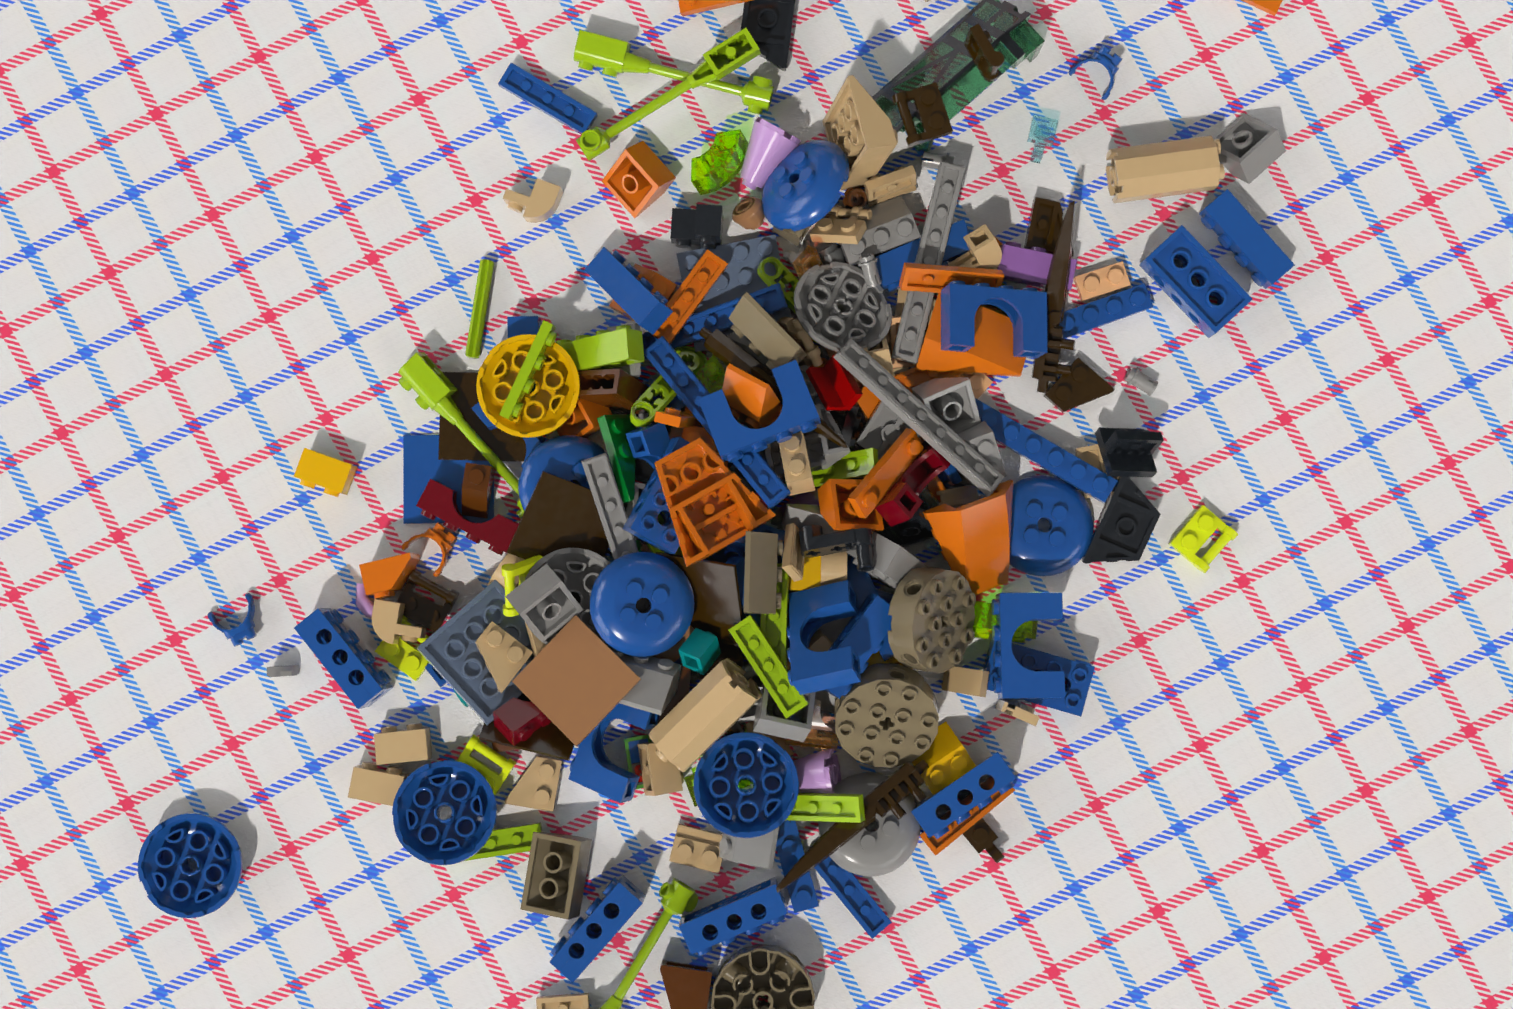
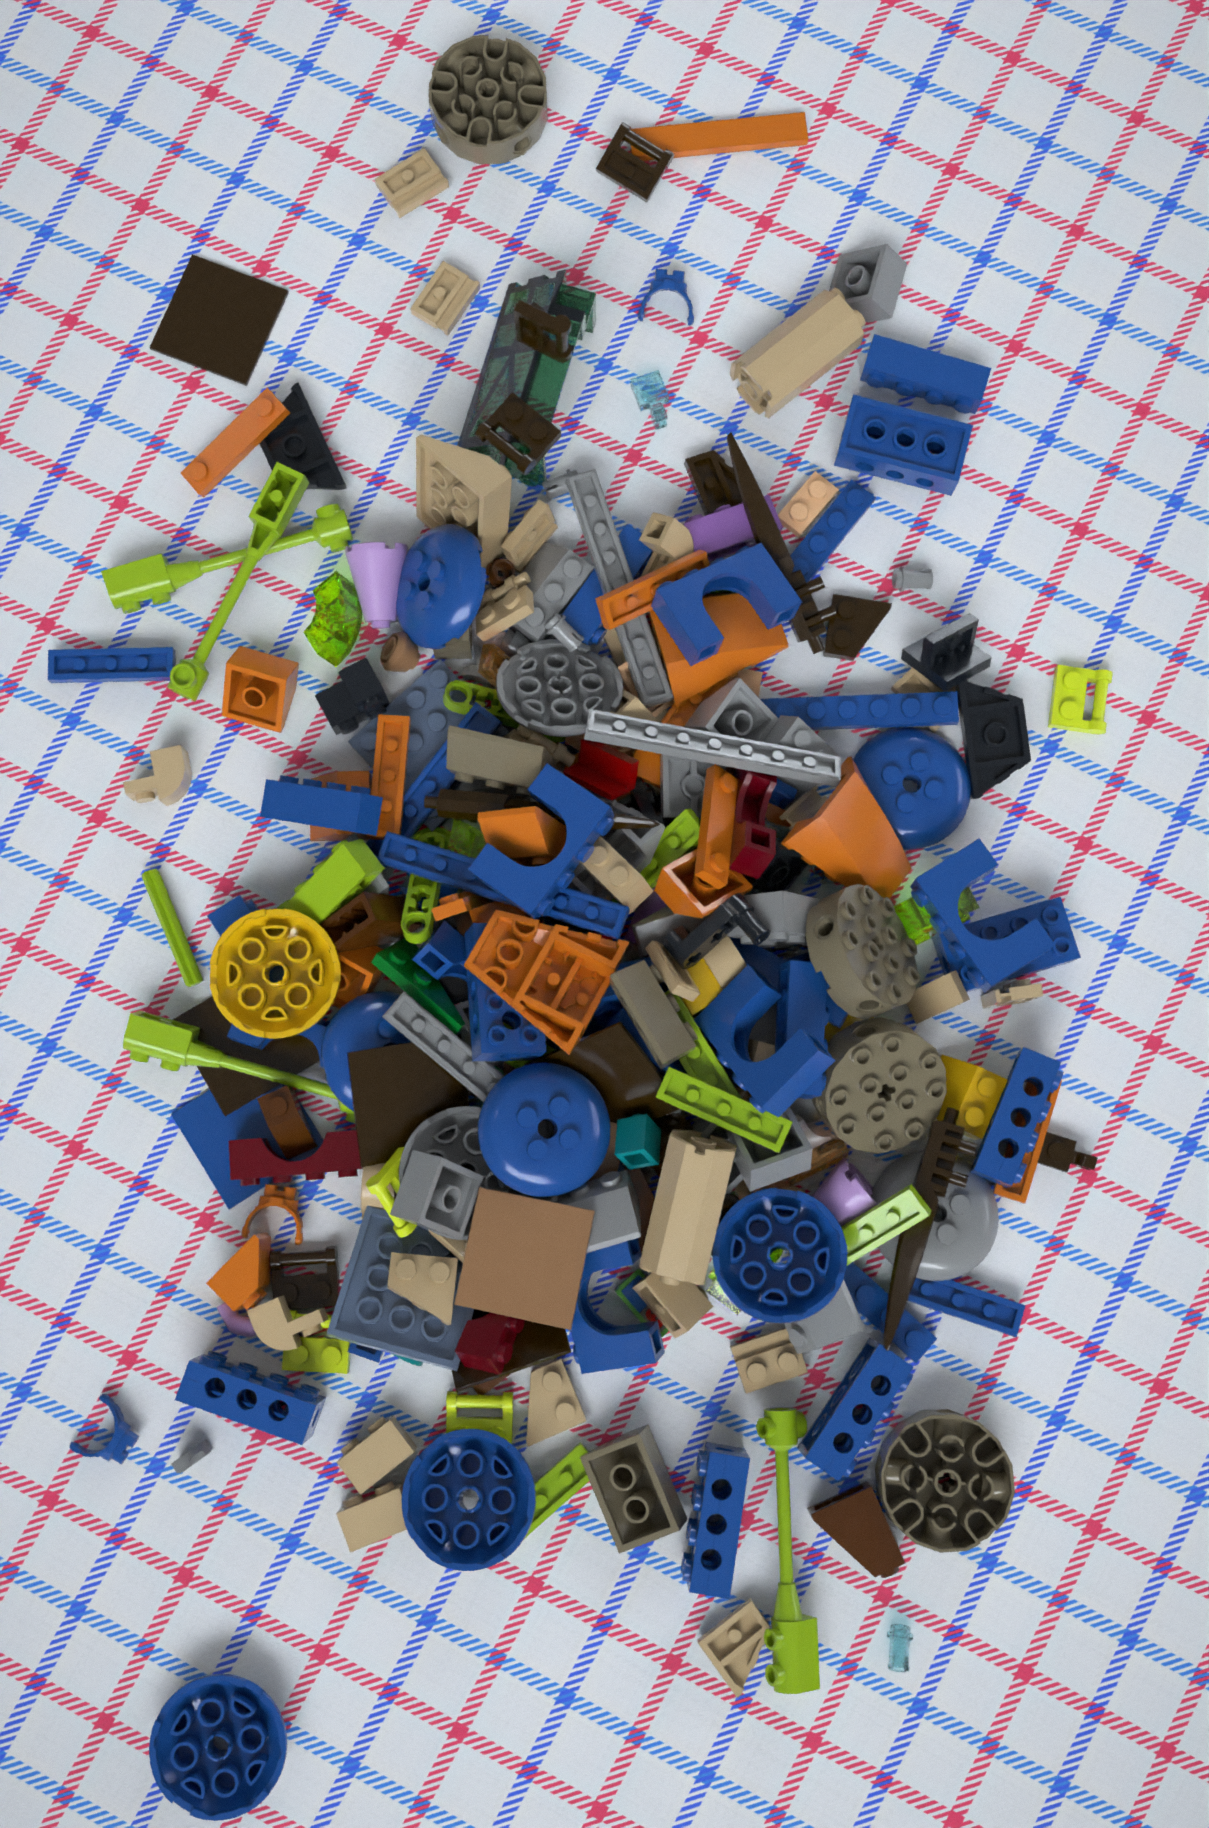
camera: 40 degrees left, 5 degrees down
(326, 472) = (108, 1206): yellow brick -> none
(534, 360) = (267, 969): lime plate -> none

